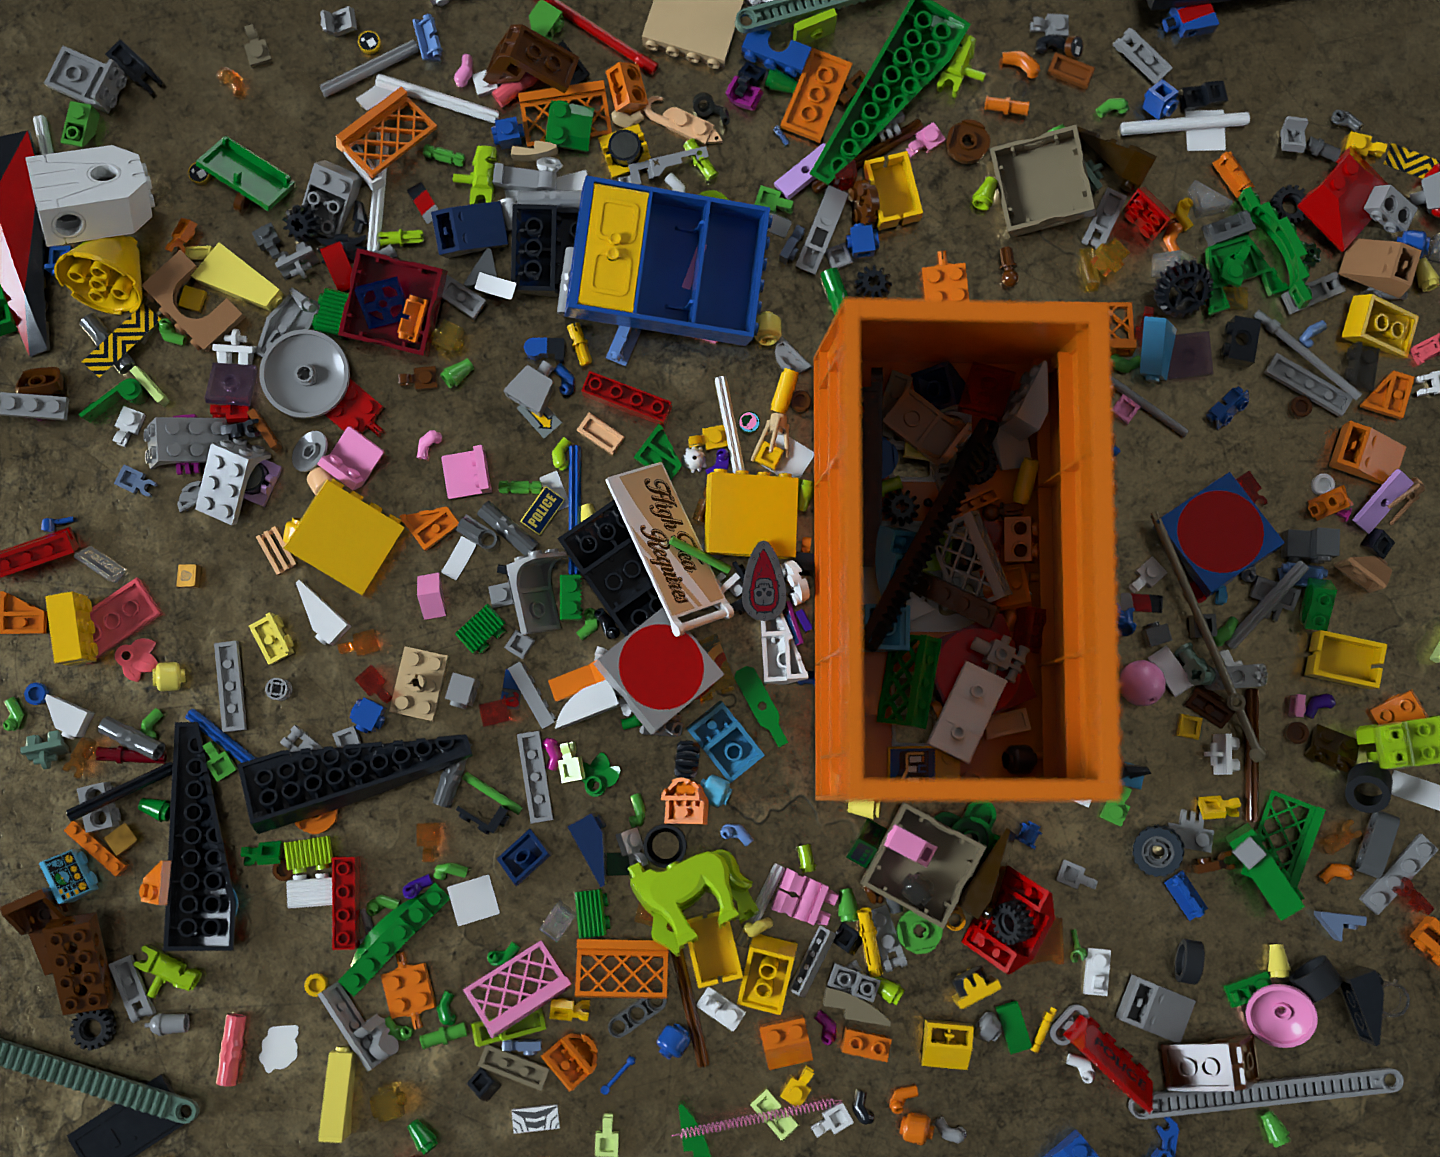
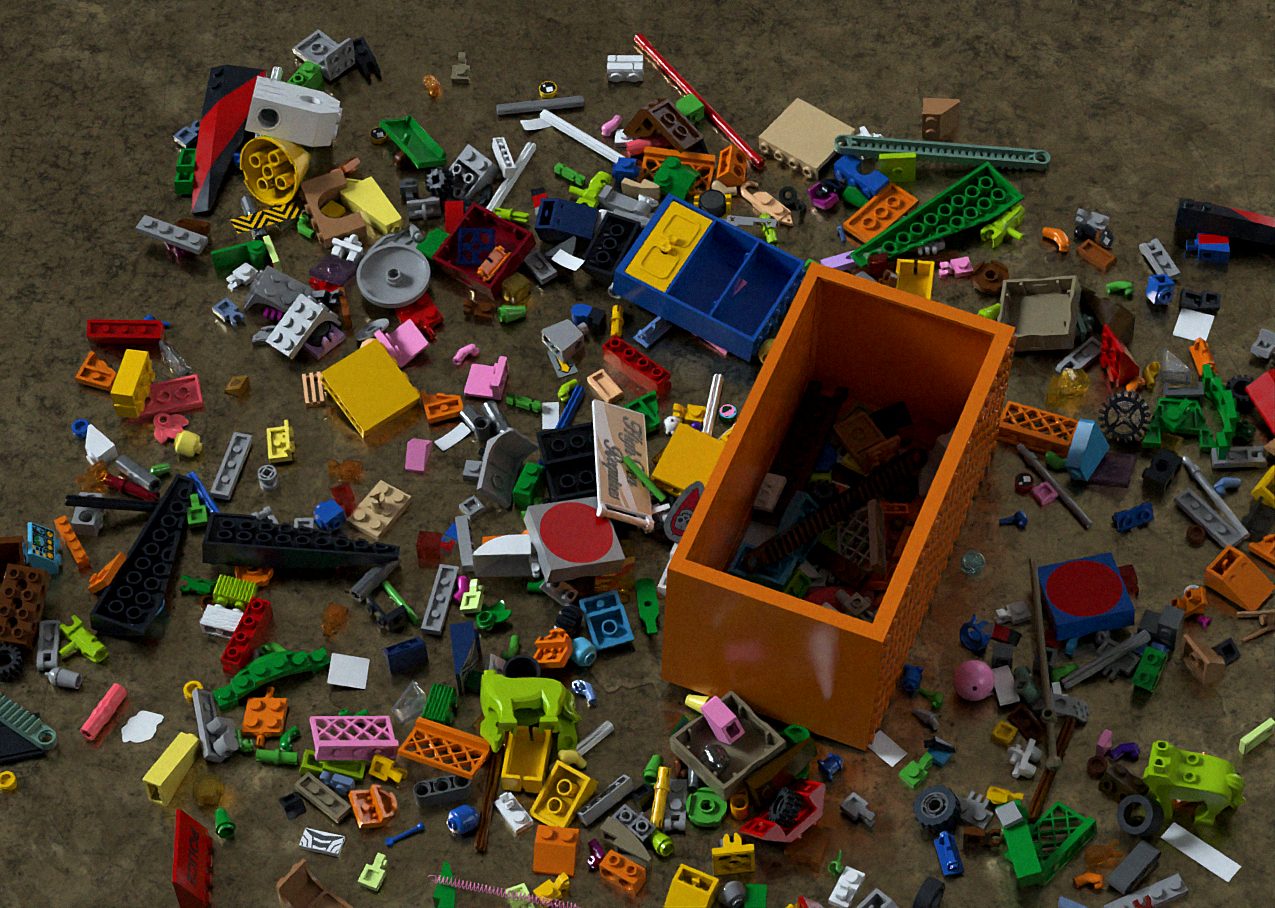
camera: 25 degrees right, 30 degrees down
(15, 717) = (59, 435): bright green arm -> none
(44, 752) = (67, 463): sand green hips -> none
(121, 839) = (94, 541): pearl gold slope -> none
(155, 808) = (130, 528): green cone -> none
(323, 618) = (326, 440): white slope -> none
(338, 22) = (532, 70): light grey bracket -> none
(370, 123) = (531, 133): orange fence -> none
(414, 887) = (301, 644): dark purple arm -> none
(427, 41) = (593, 97): medium blue hinge -> none
(450, 868) = (339, 641): bright green arm -> none
(462, 690) = (411, 516): light grey brick -> none
(481, 630) = (446, 485): green brick -> none
(542, 510) = (534, 421): dark blue slope -> none
(567, 379) = (596, 342): blue arm -> none
(806, 858) = (634, 729): lime pin -> none
(810, 898) = (621, 754): bright pink hips -> none
(1006, 105) = (1033, 262): orange pin -> none
(1185, 123) = (1177, 314): white axle -> none
(1345, 659) = (1158, 717): yellow piece -> none
(1378, 504) = (1227, 623): lavender tile -> none

